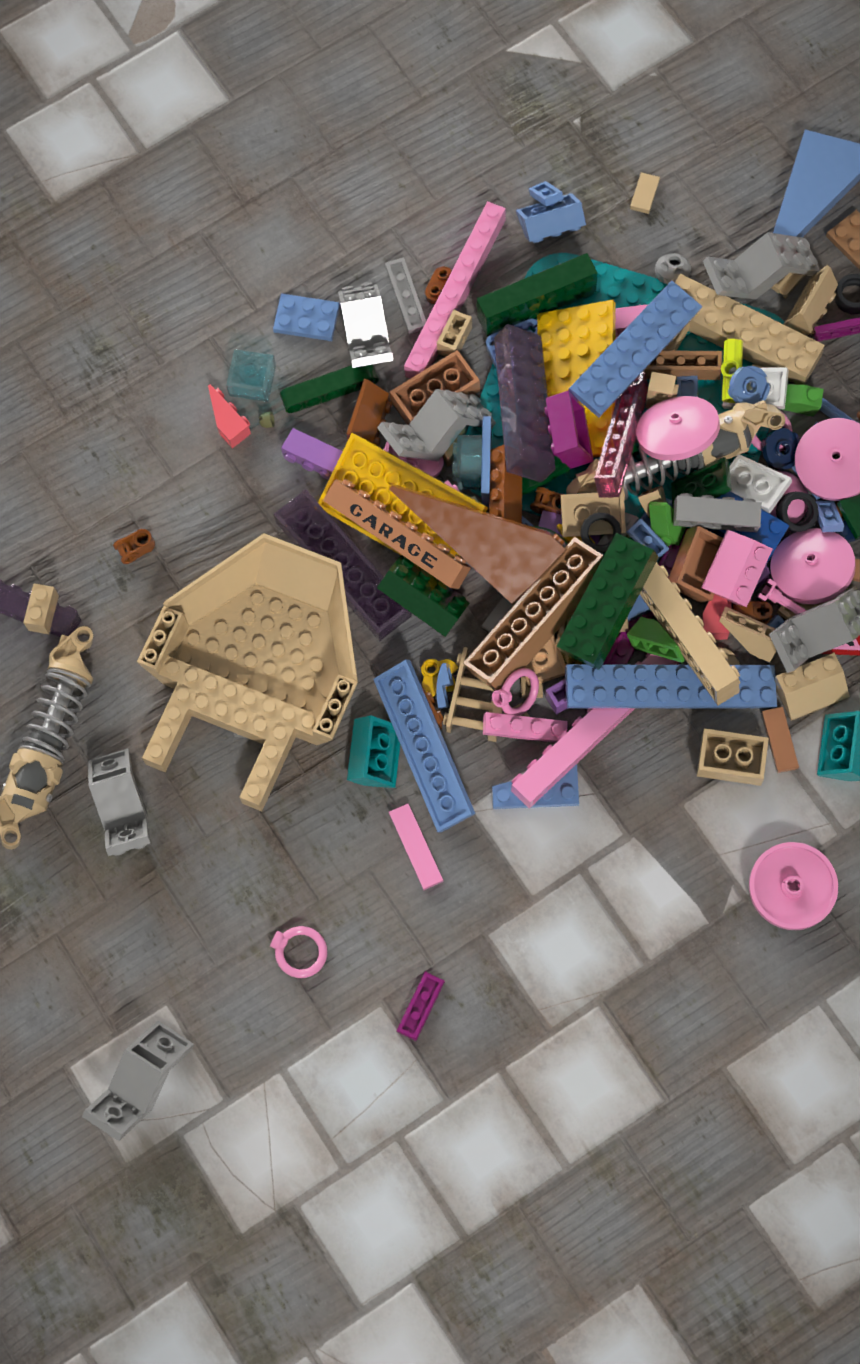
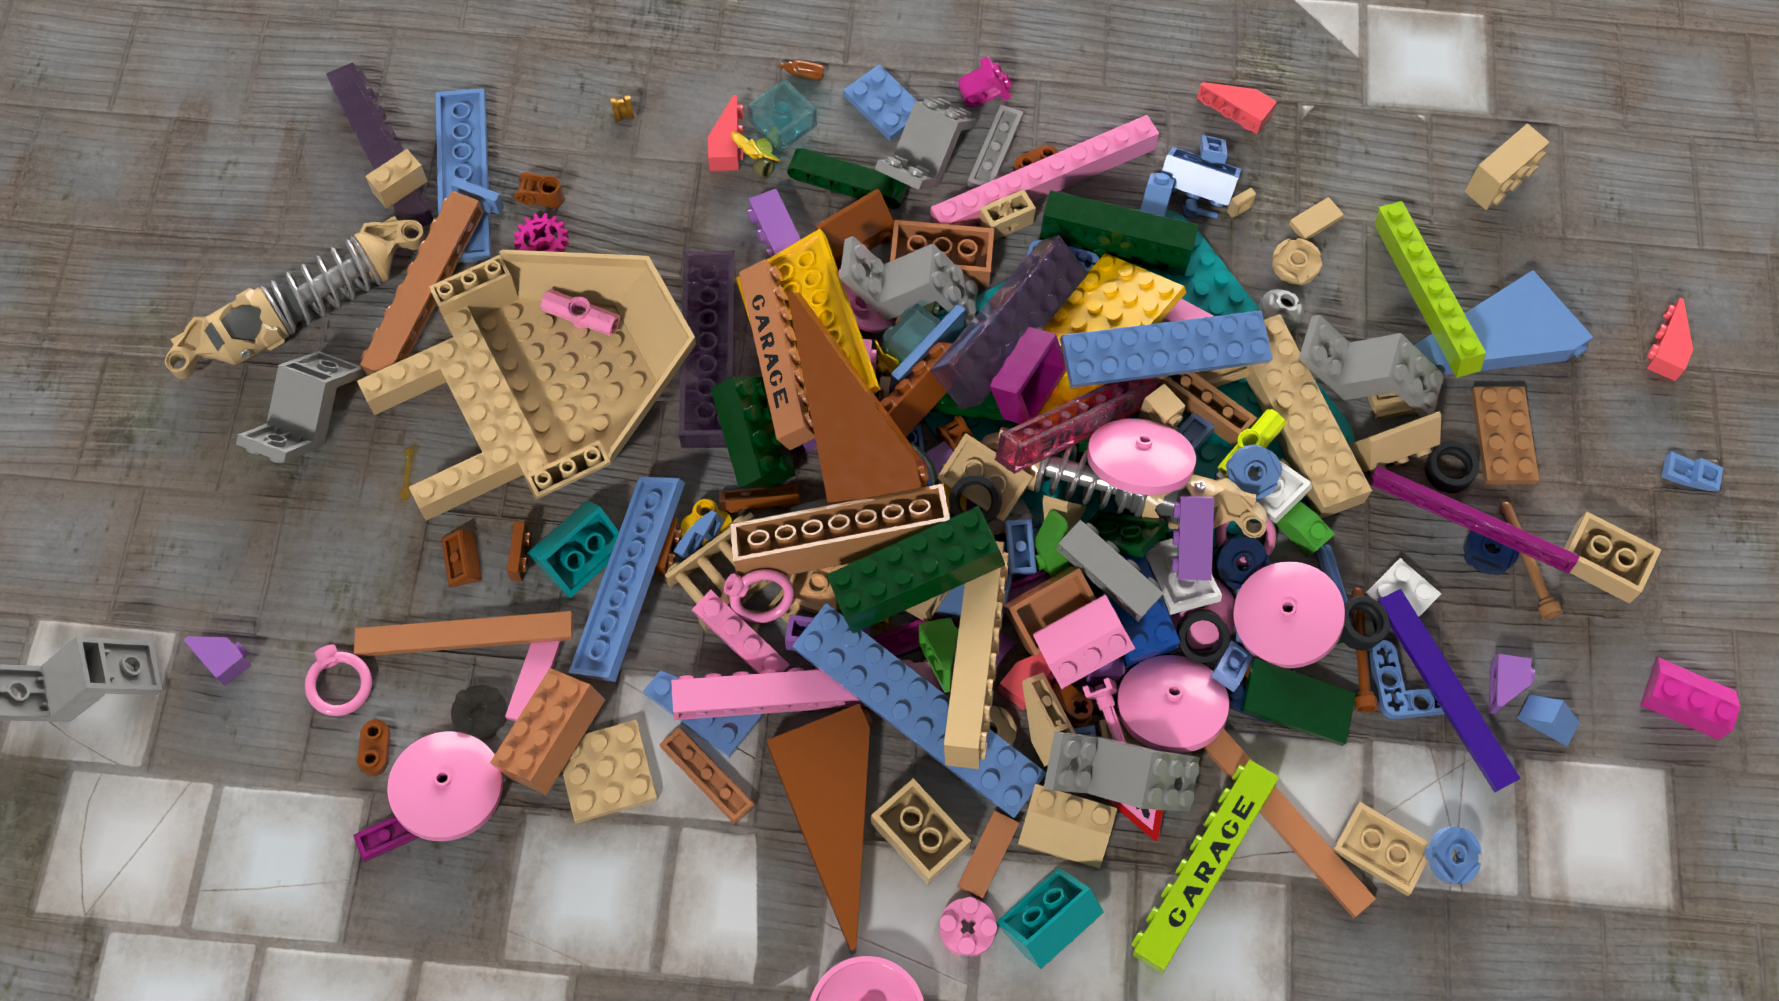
camera: 30 degrees right, 5 degrees down
(74, 574) = (464, 155): none -> medium blue plate
(108, 578) = (488, 199): none -> medium blue plate
(121, 665) = (413, 299): none -> nougat brick
(139, 449) = (622, 108): none -> pearl gold wheel
(158, 573) = (541, 235): none -> dark pink gear
(211, 994) = (220, 656): none -> medium lavender slope
(228, 607) = (567, 307): none -> bright pink piece
(229, 805) = (405, 493): none -> clear yellow hinge
(234, 333) = (804, 69): none -> dark orange piece
(253, 411) = (754, 150): none -> yellow piece
(304, 817) = (461, 558): none -> dark orange slope
(334, 776) = (518, 561): none -> dark orange plate
(351, 860) = (463, 634): none -> nougat tile
(358, 971) = (374, 746): none -> dark orange plate
(363, 257) = (984, 84): none -> dark pink pin
(406, 887) = (468, 701): none -> clear smoke plate
(427, 976) = (449, 808): none -> bright pink dish
(458, 634) = (759, 498): none -> dark orange plate
(461, 875) = (548, 731): none -> nougat brick
(467, 488) = (887, 363): none -> yellow piece
(513, 871) = (608, 773): none -> tan plate
(537, 150) = (1242, 105): none -> coral slope
(538, 252) = (1157, 194): none -> medium blue slope
(563, 244) = (1191, 210): none -> medium blue hand
(575, 826) = (707, 775): none -> nougat tile
(591, 216) = (1241, 202): none -> tan tile
(654, 775) = (826, 786): none -> dark orange slope
(655, 230) = (1296, 261): none -> tan tile
(737, 72) = (1507, 167): none -> tan brick
(750, 454) = (1193, 538): none -> medium lavender brick
(754, 188) = (1430, 290): none -> lime brick
(811, 800) = (969, 910): none -> bright pink plate

